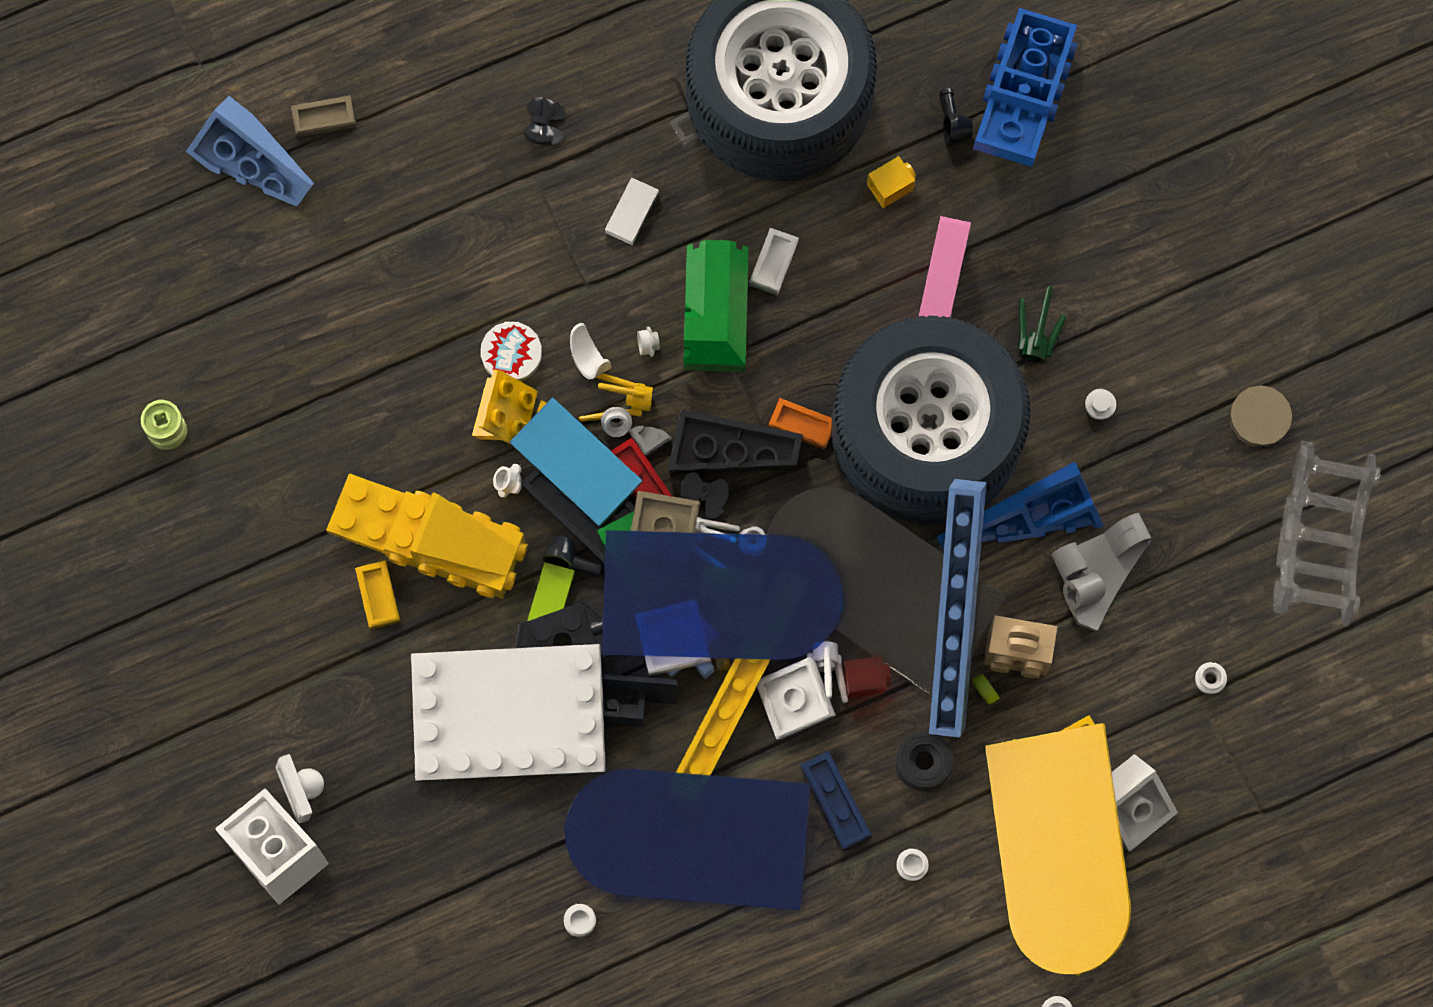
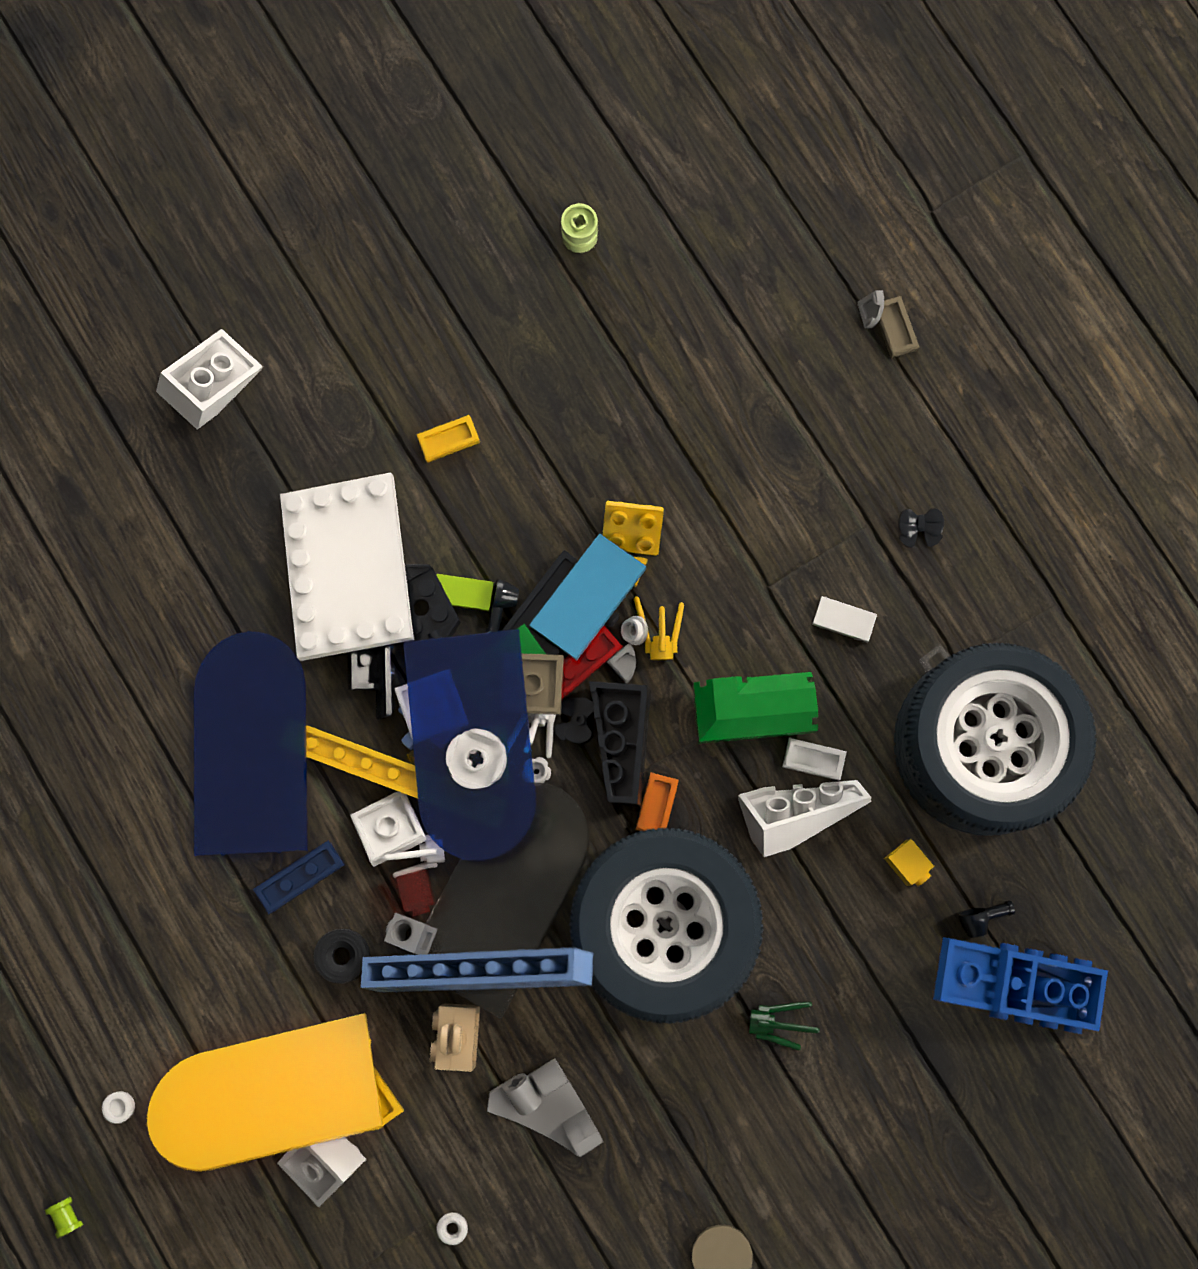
camera: 85 degrees right, 5 degrees up
(243, 148) = (854, 255): medium blue wedge -> none
(299, 787) = (263, 394): white tile -> none
(301, 136) = (871, 308): none -> light grey tile
(430, 535) = (504, 475): yellow wedge -> none
(508, 480) = (566, 538): white plate -> none
(511, 349) = (691, 526): tile -> none
(579, 920) = (167, 656): white tile -> none
(586, 354) = (698, 595): white helmet -> none
(648, 341) = (717, 650): white plate -> none
(720, 596) = (461, 766): none -> white plate
(830, 289) = (790, 817): none -> white wedge
(912, 864) = (244, 955): white plate -> none
(916, 674) = (420, 938): none -> light grey brick
(945, 267) = (816, 923): bright pink slope -> none
(985, 689) = (416, 1007): lime tile -> none
(1046, 506) = (606, 1053): blue wedge -> none
(1100, 404) = (712, 1093): white plate -> none

